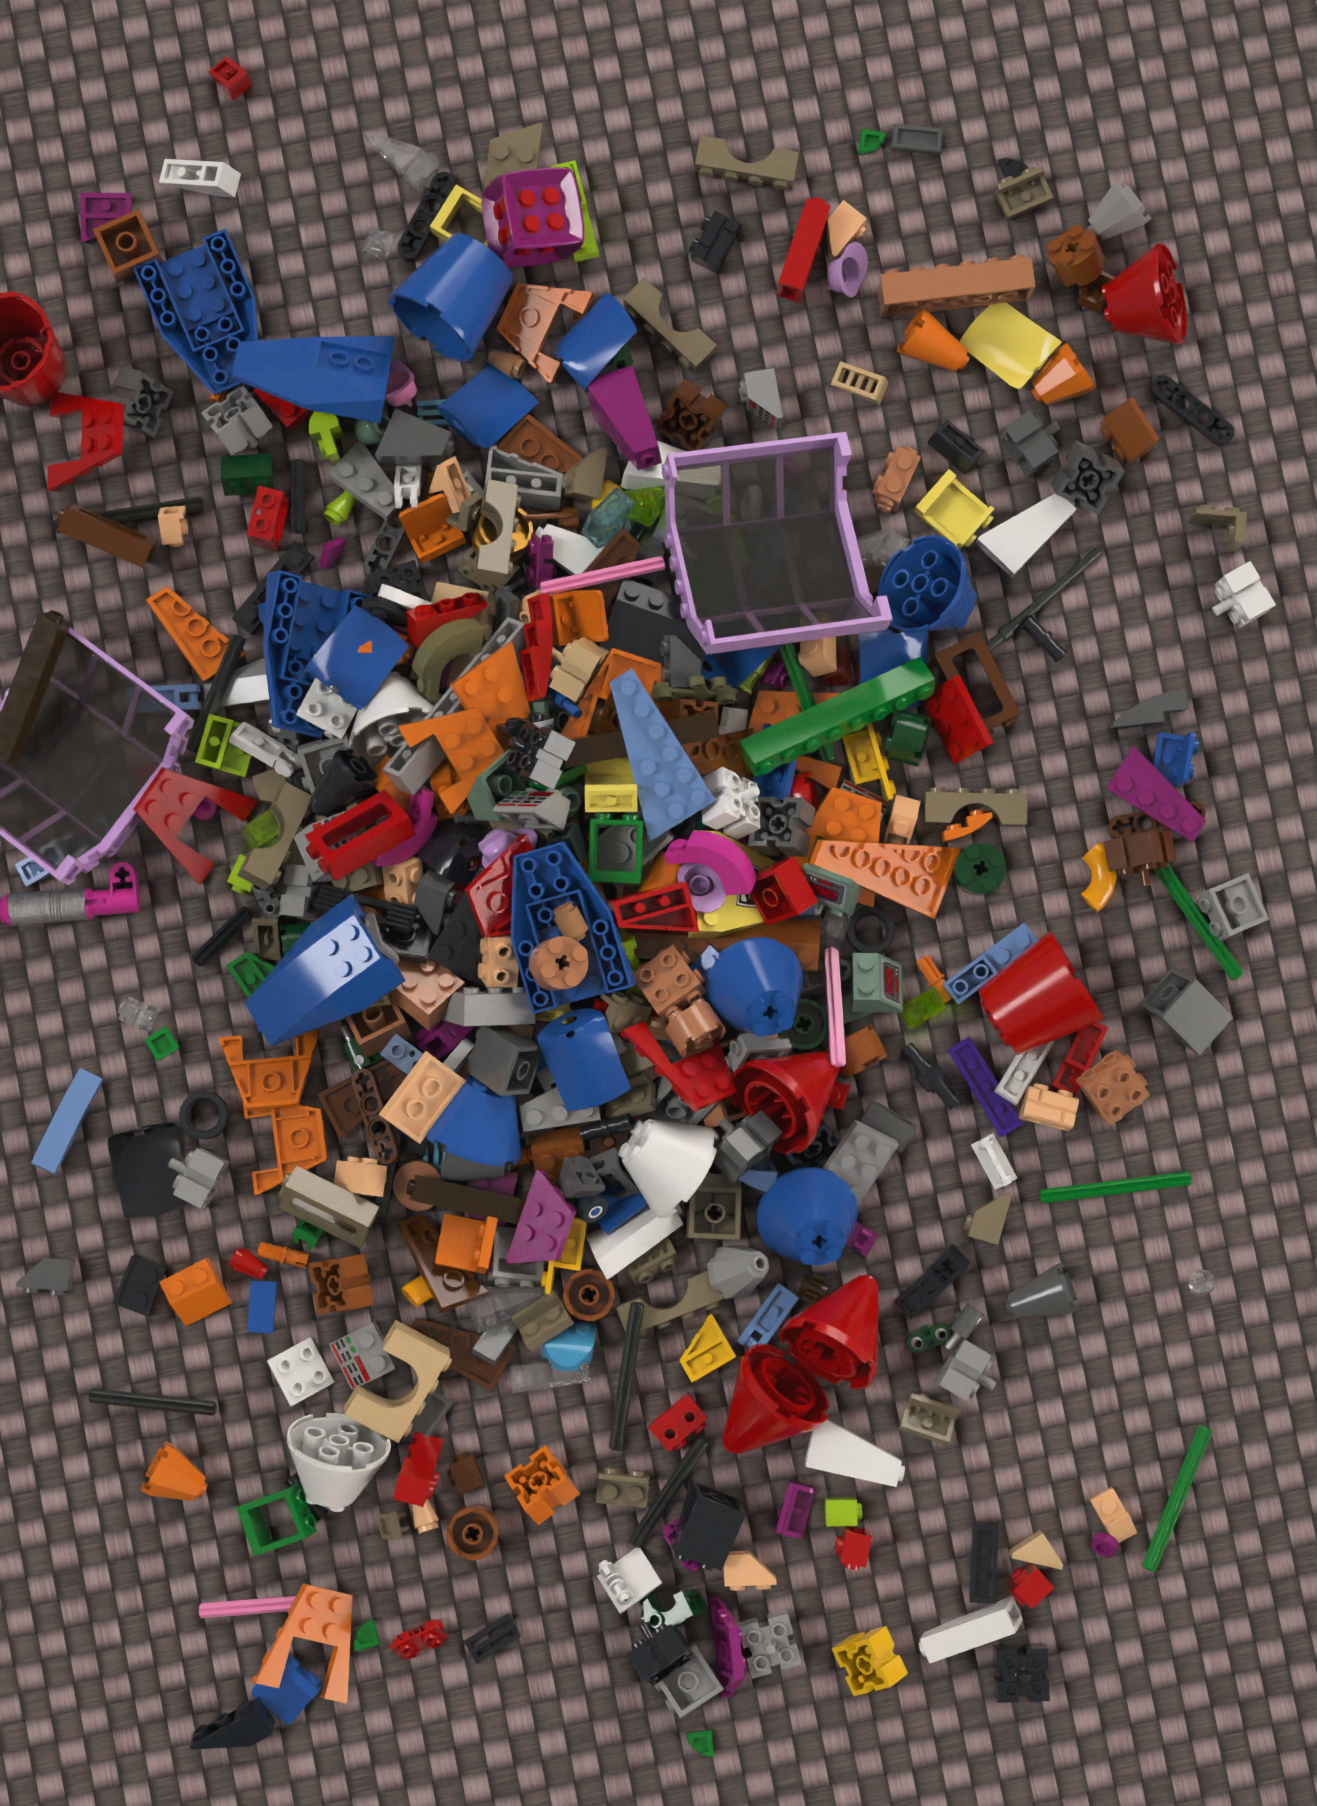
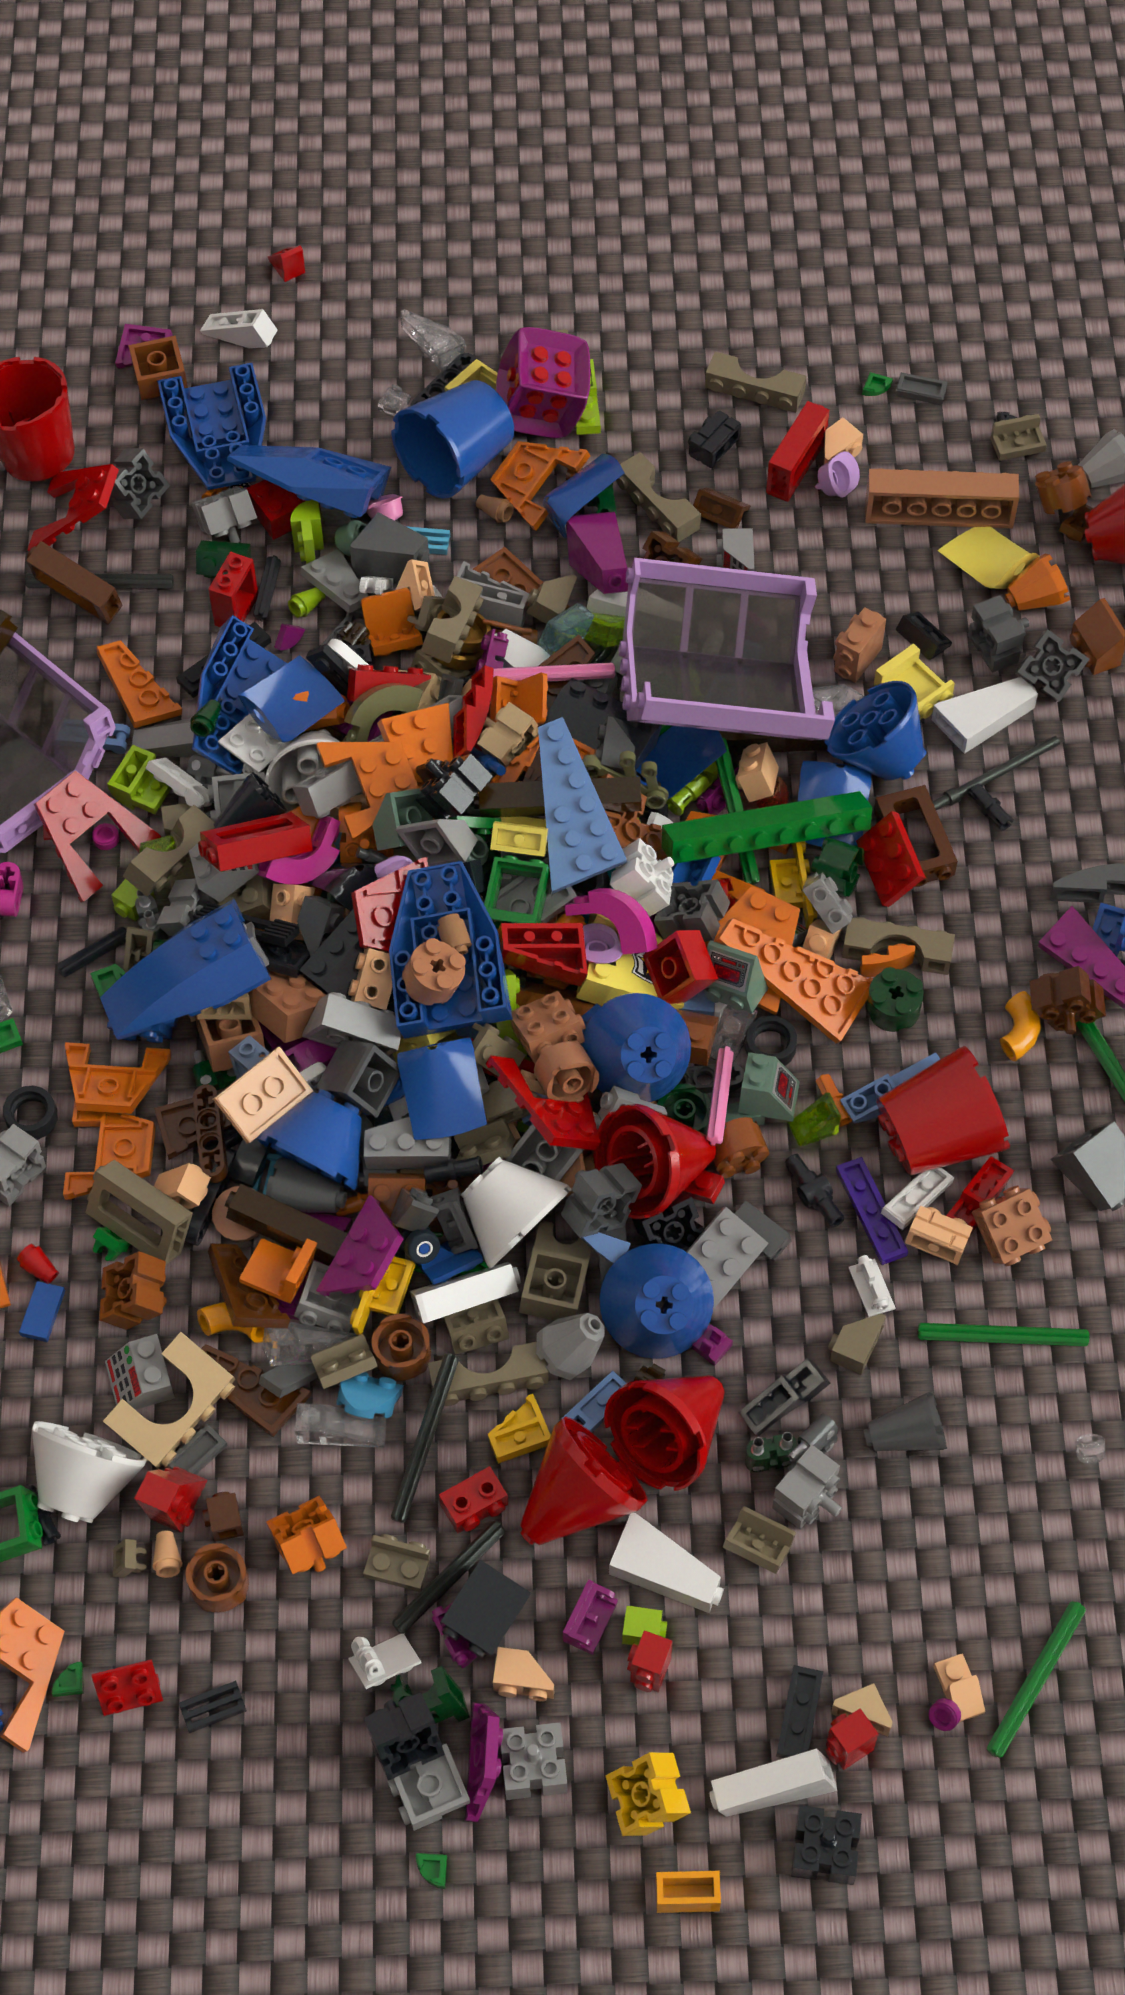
camera: 10 degrees right, 25 degrees down
(173, 525) = (139, 590): light nougat brick -> none
(216, 690) = (150, 725): pearl dark grey axle -> none
(280, 696) = (205, 720): none -> dark green cone
(283, 1254) = (78, 1261): orange axle -> none
(300, 1371) = (66, 1382): white hinge -> none
(398, 549) = (355, 634): none -> dark brown gear
(487, 407) = (465, 536): blue piece -> none
(733, 325) = (720, 507): none -> reddish brown panel
(866, 394) = (848, 580): tan slope -> none
(904, 787) = (828, 904): none -> light grey plate
(914, 1732) = (688, 1891): none -> light orange brick
(932, 343) = (912, 542): orange cone -> none

